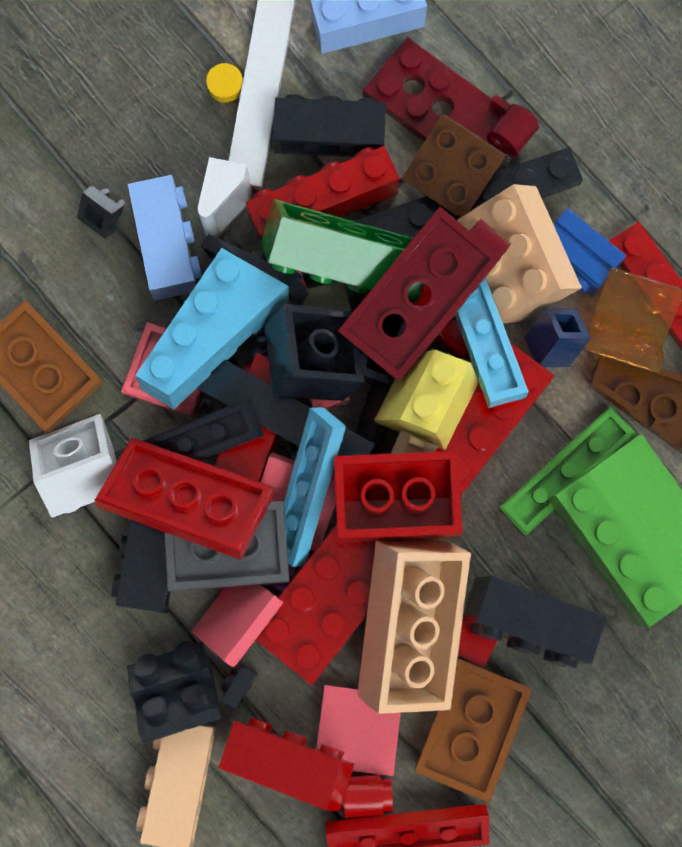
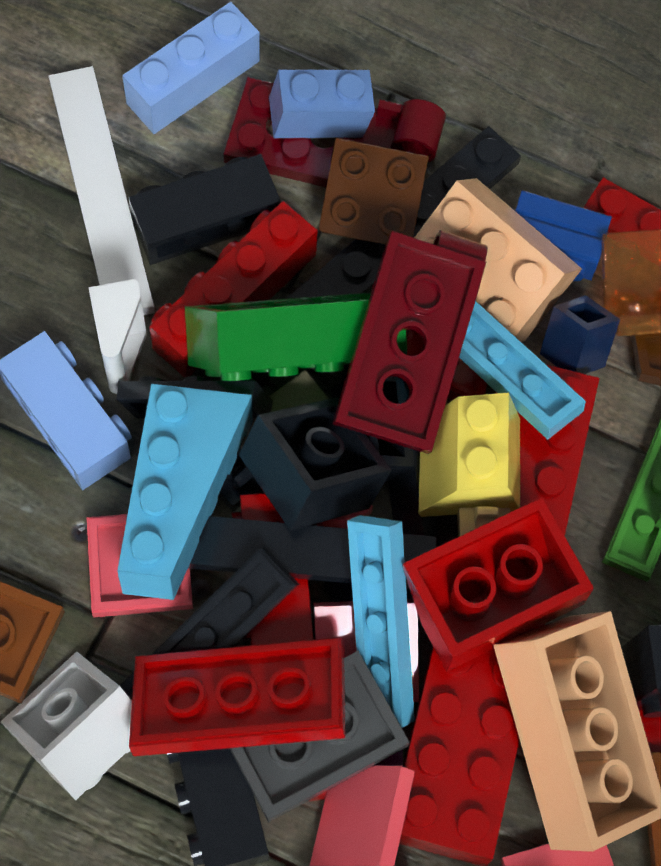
camera: 30 degrees left, 10 degrees down
(224, 83) = (56, 207): yellow tile -> none
(447, 81) = (321, 103): none -> medium blue brick

